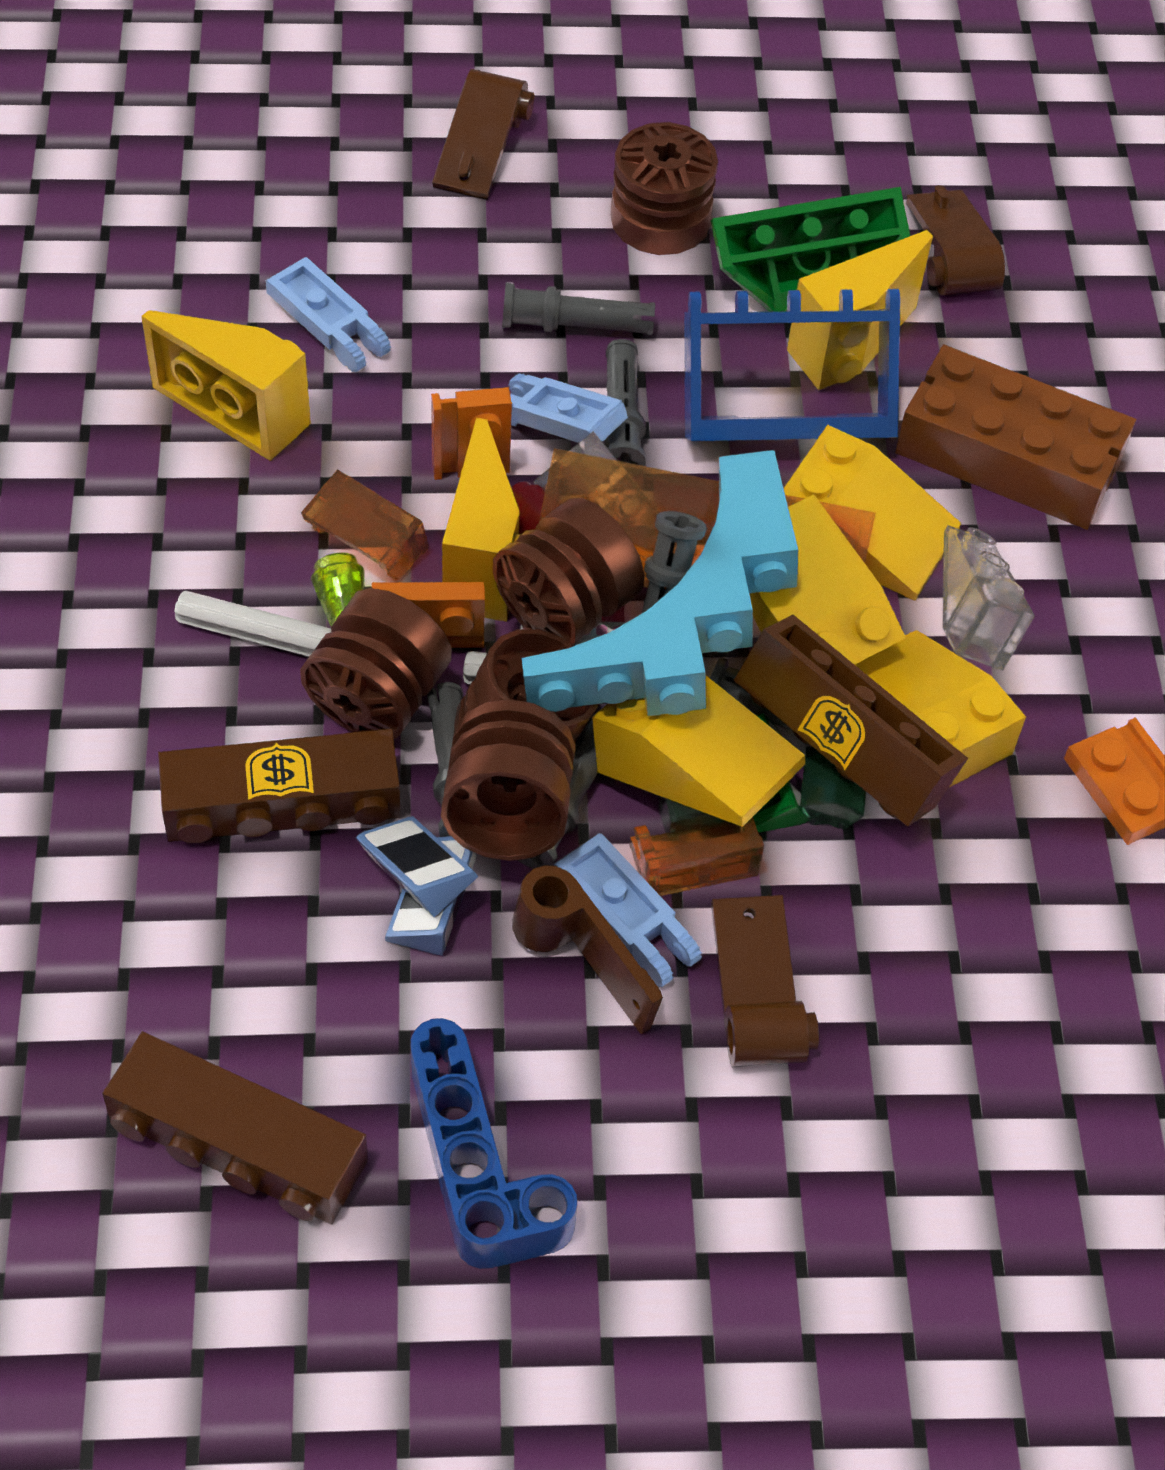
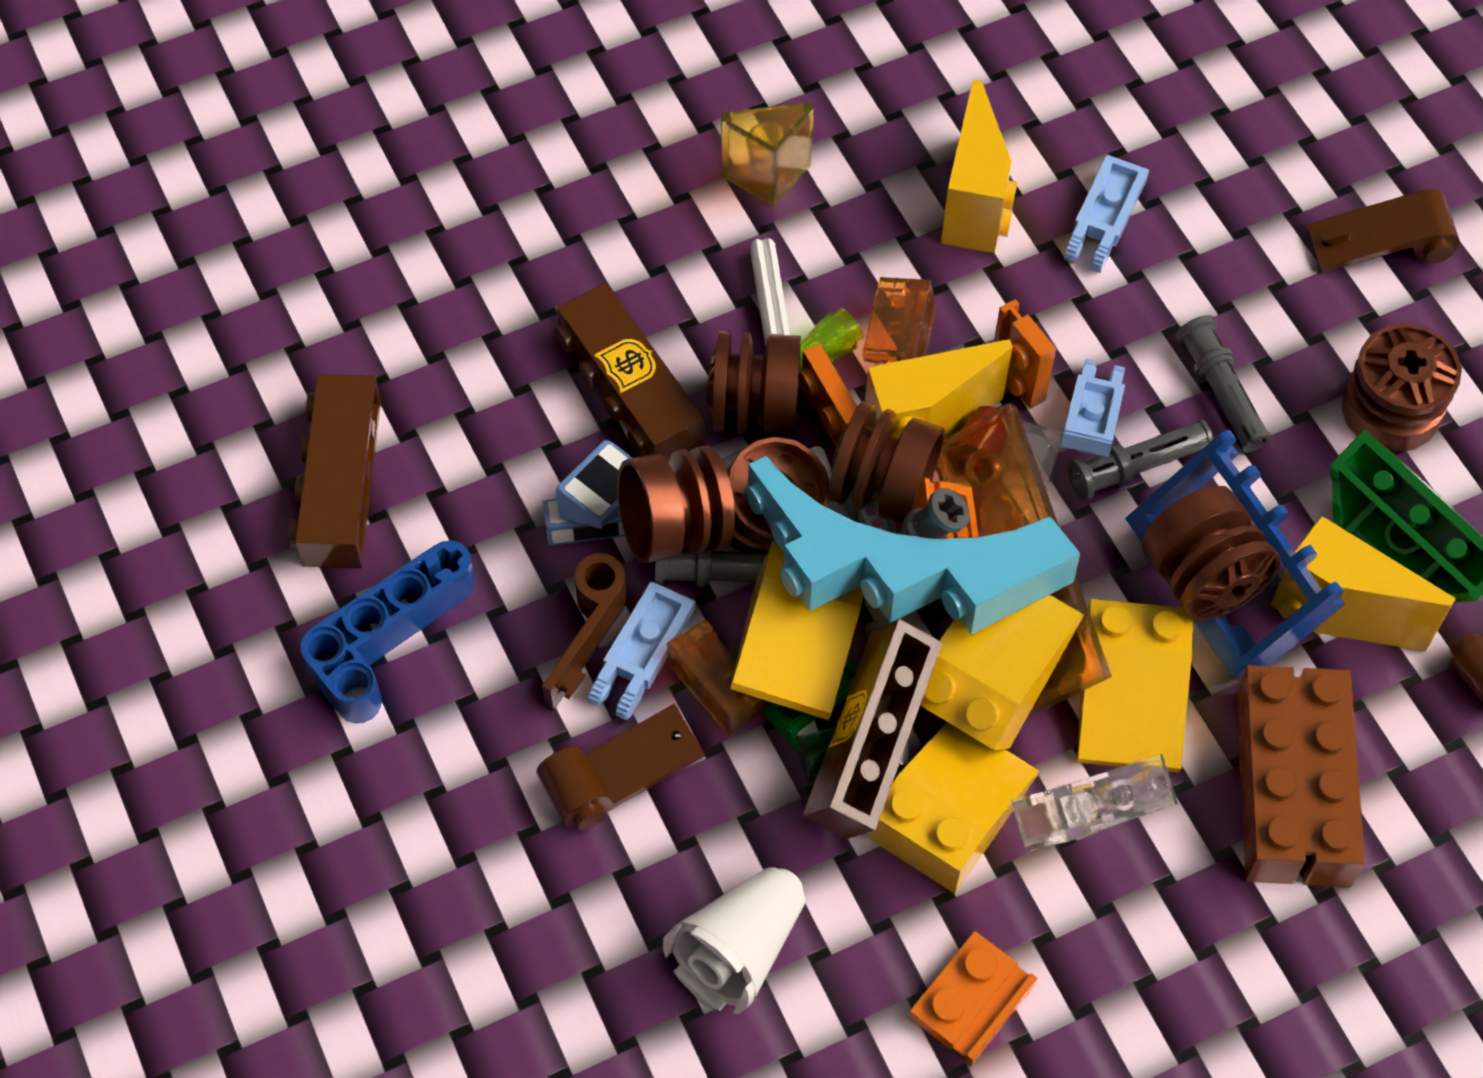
camera: 70 degrees right, 5 degrees up
(80, 540) = (767, 148): none -> clear yellow slope
(799, 372) = (1210, 553): none -> copper wheel
(1014, 943) = (736, 939): none -> white cone

